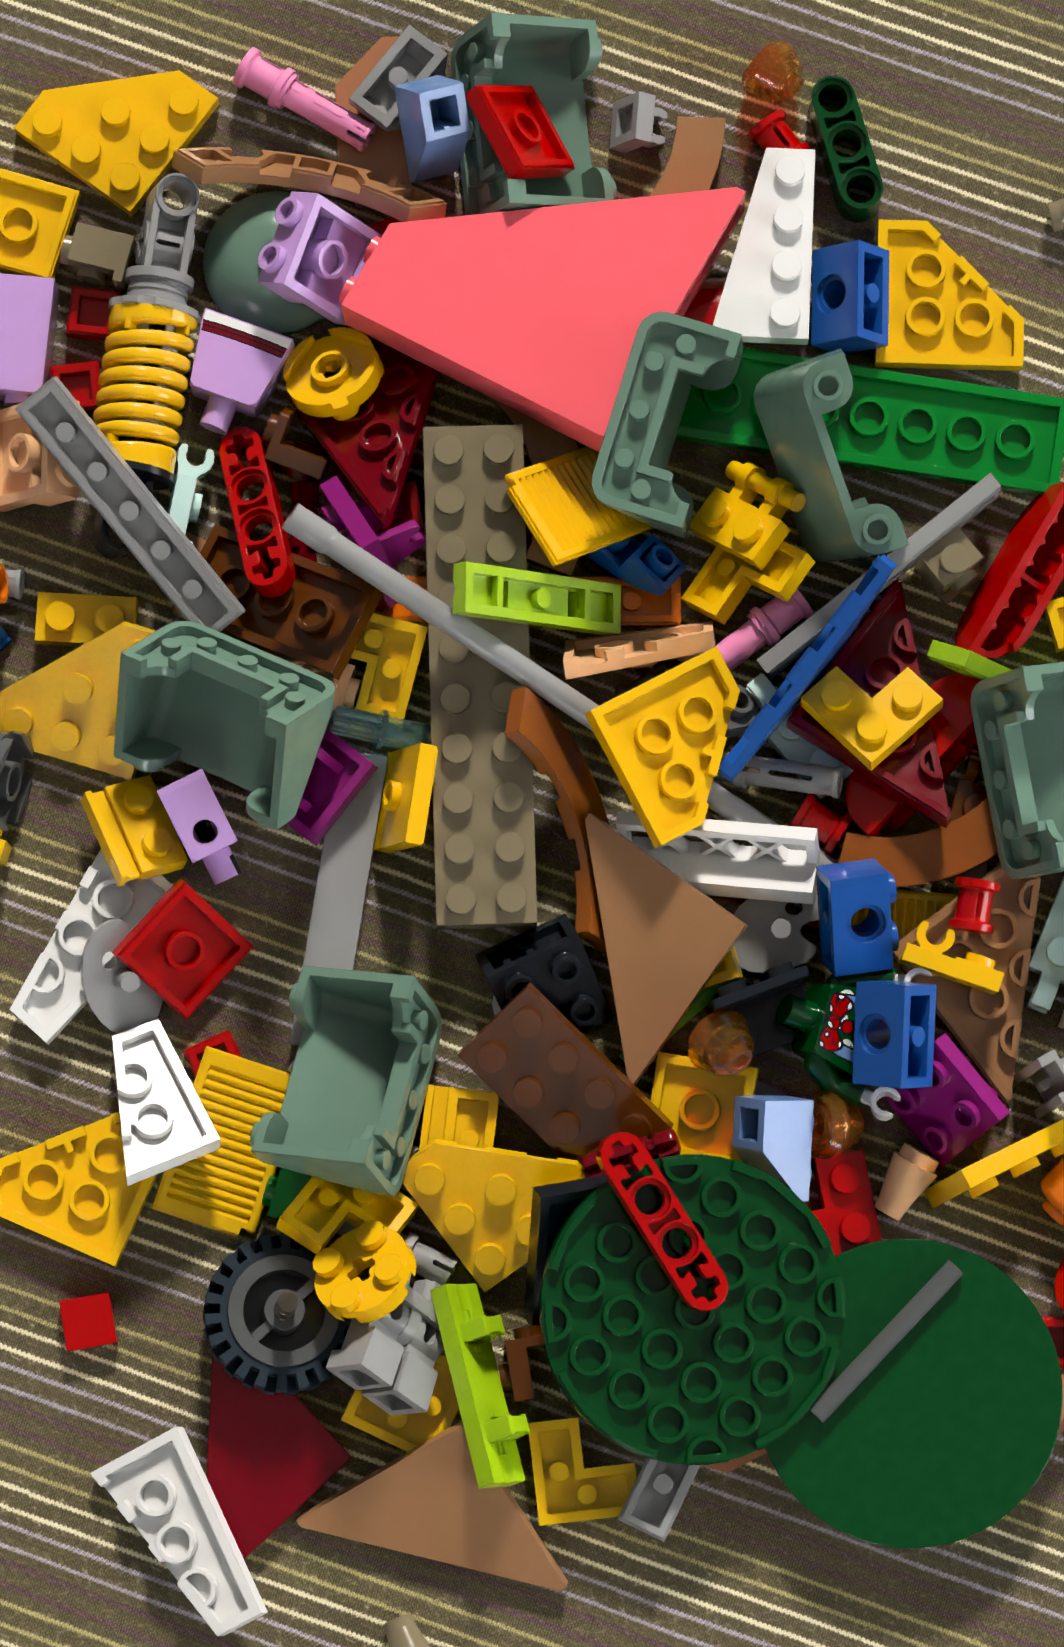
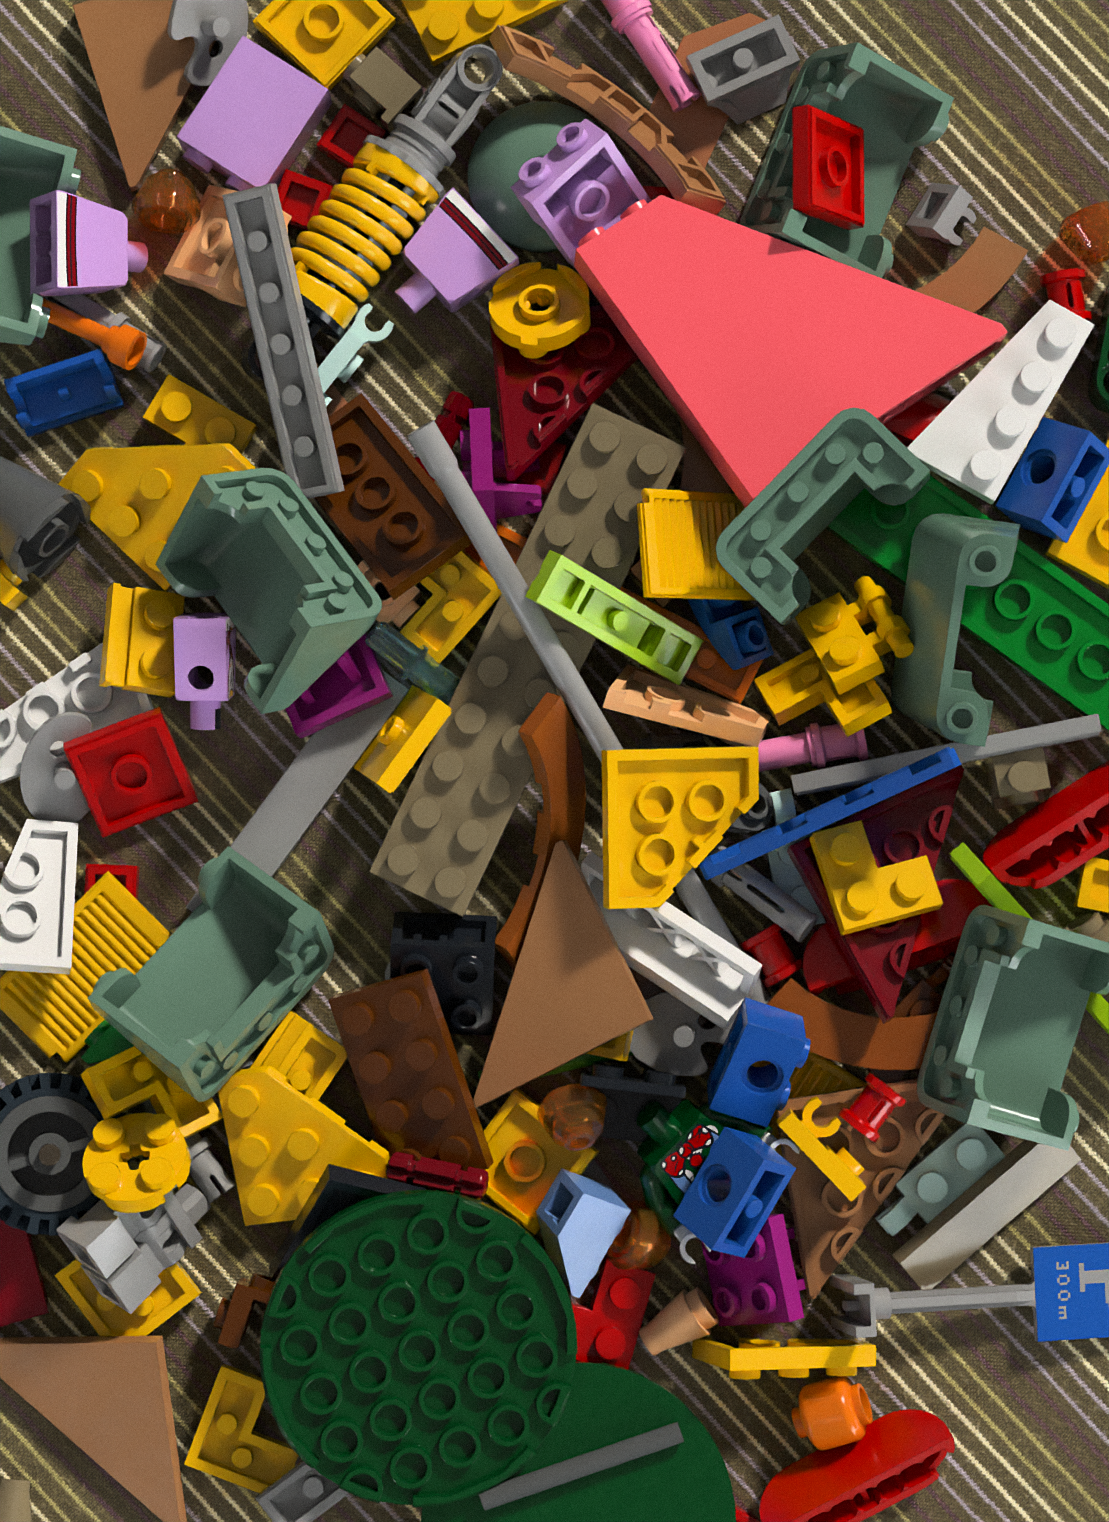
camera: 30 degrees right, 5 degrees up
(251, 513) = (397, 401): red beam -> none
(299, 457) = (468, 367): reddish brown bracket -> none
(433, 125) = (750, 121): medium blue slope -> none
(478, 1386) = (192, 1312): lime hinge -> none
(656, 1225) = (425, 1258): red beam -> none

